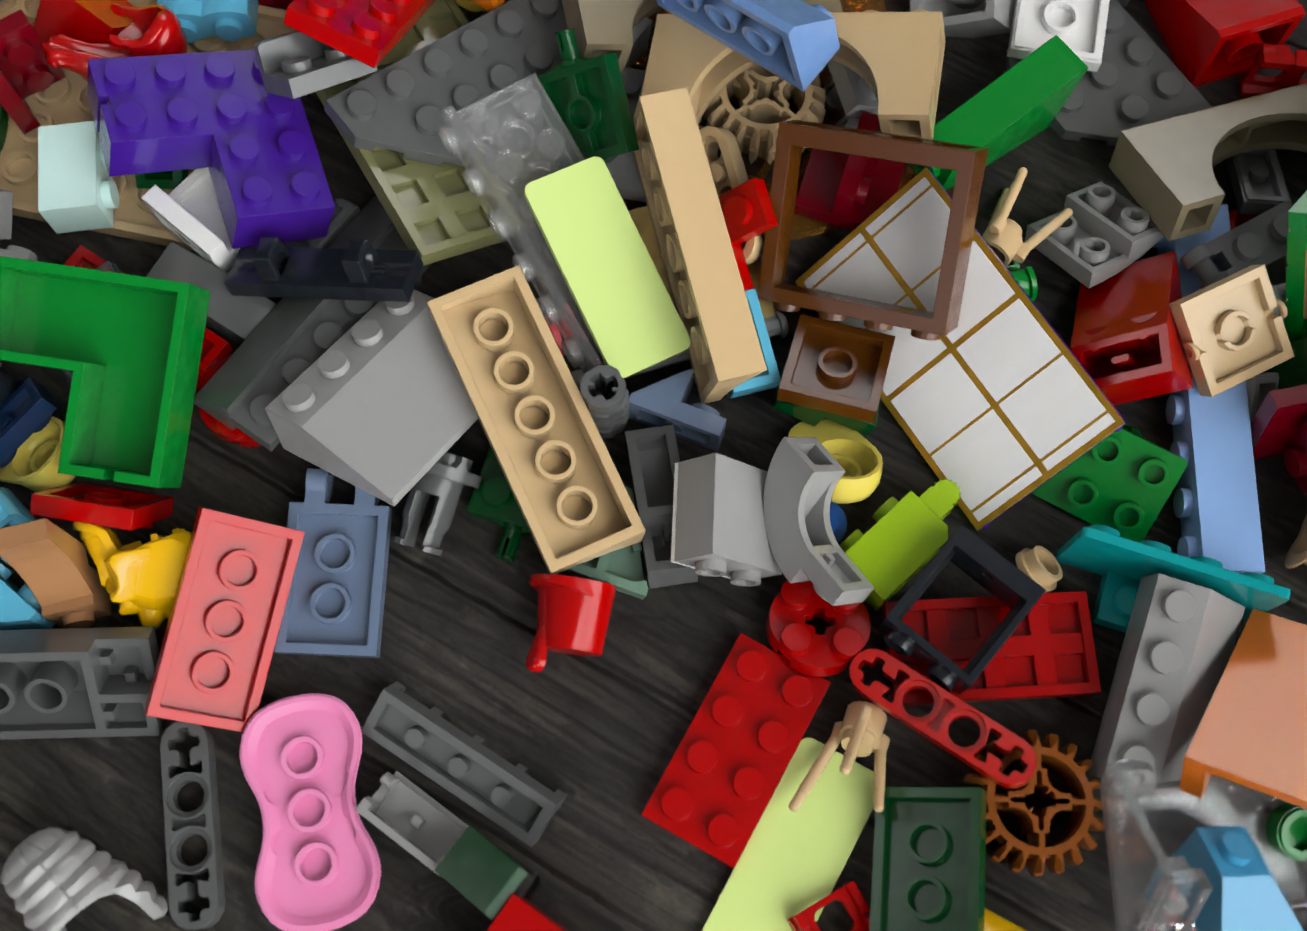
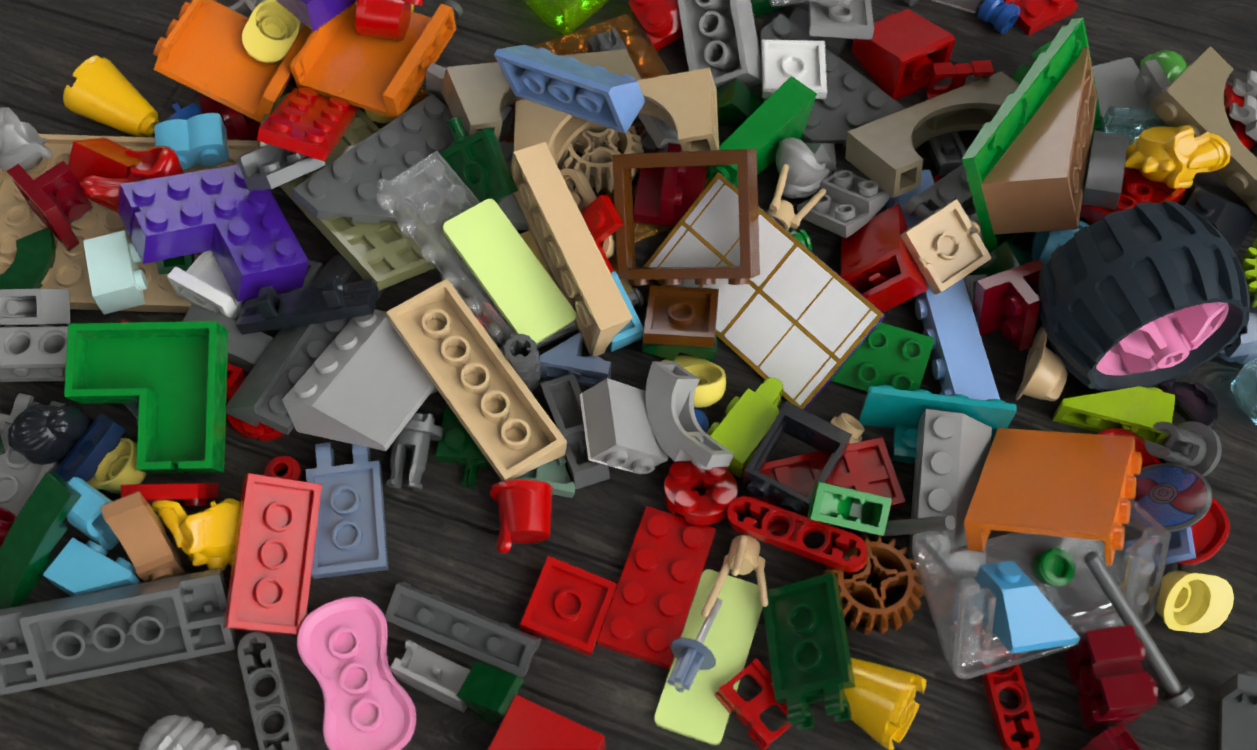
camera: 10 degrees left, 10 degrees down
(269, 508) = (294, 470): none -> red plate
(610, 757) = (568, 606): none -> red plate
(766, 864) = (693, 654): none -> sand blue piece
(970, 60) = (735, 103): none -> dark green slope
(1024, 701) = (849, 508): none -> arch
(1047, 175) = (803, 172): none -> light grey hair
(1070, 156) = (824, 153): none -> light grey slope
(1102, 738) = (917, 525): none -> dark grey bar

